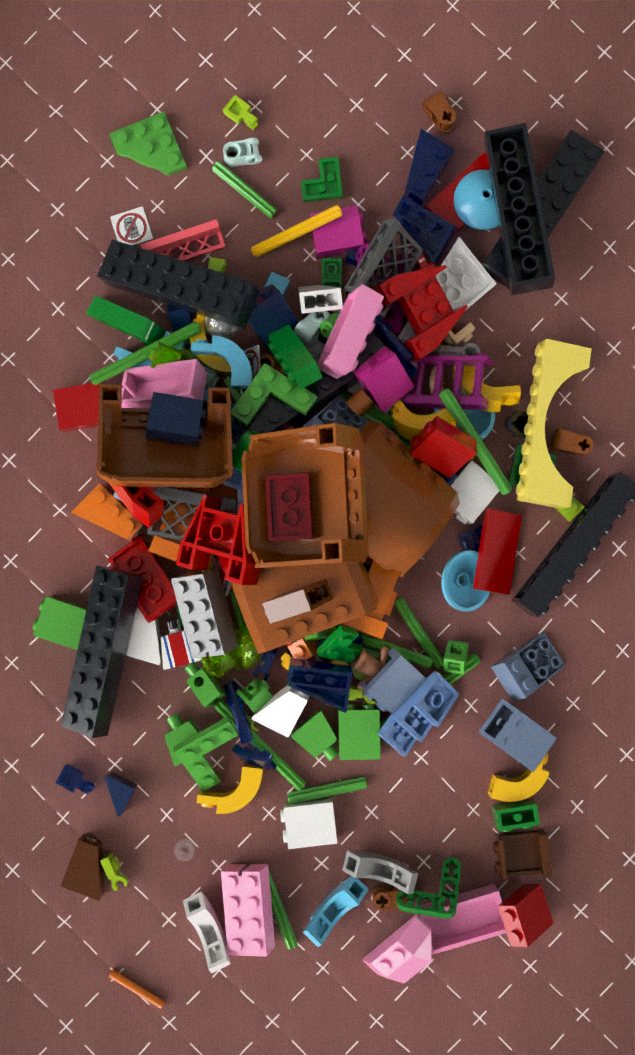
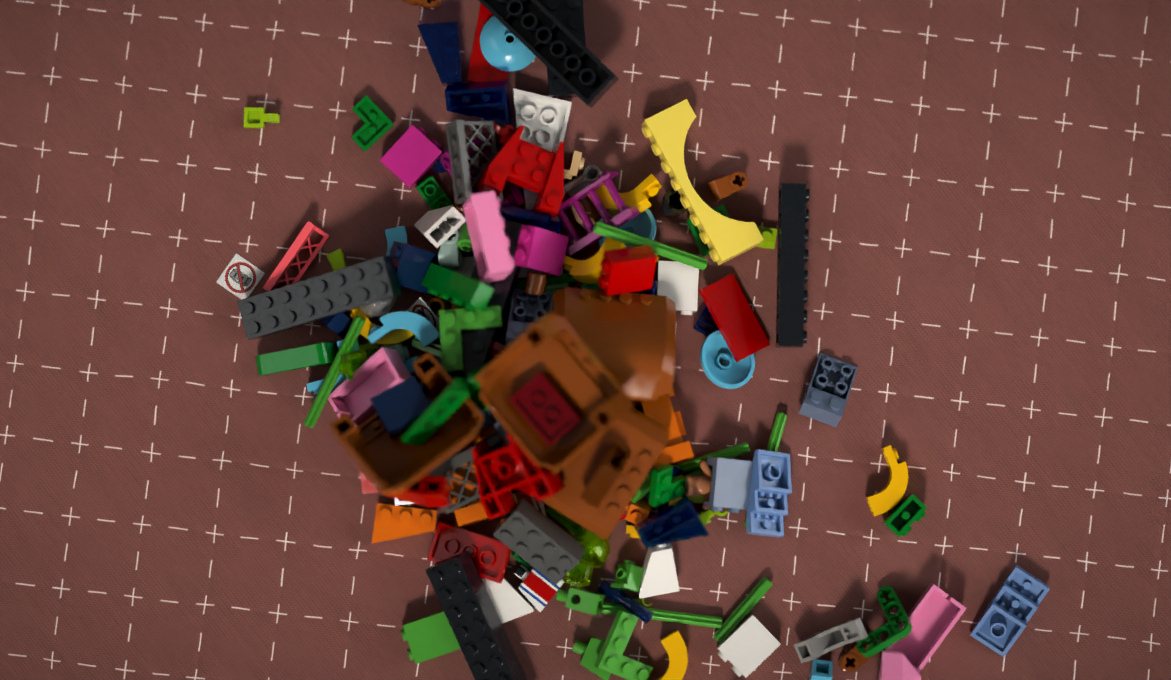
camera: 40 degrees left, 0 degrees up
(77, 406) = (313, 453): red brick -> none
(150, 144) = (205, 198): bright green plate -> none
(196, 442) = (437, 413): none -> green fence
(243, 151) = (286, 148): light aqua piece -> none
(244, 189) = (310, 177): bright green axle -> none
(255, 757) = (665, 627): clear blue slope -> none
(268, 658) = (615, 540): clear blue plate -> none
(296, 231) = (379, 183): yellow axle -> none
(316, 736) = (701, 573): bright green torso -> none
(359, 732) = (733, 544): bright green brick -> none
(419, 632) = (721, 429): bright green axle -> none
(455, 657) = (764, 426): bright green brick -> none
(517, 735) = (857, 451): sand blue slope -> none
(522, 854) = (935, 543): reddish brown panel -> none
(525, 915) = (969, 586): red brick -> none
(547, 956) = (1010, 610): none -> medium blue slope

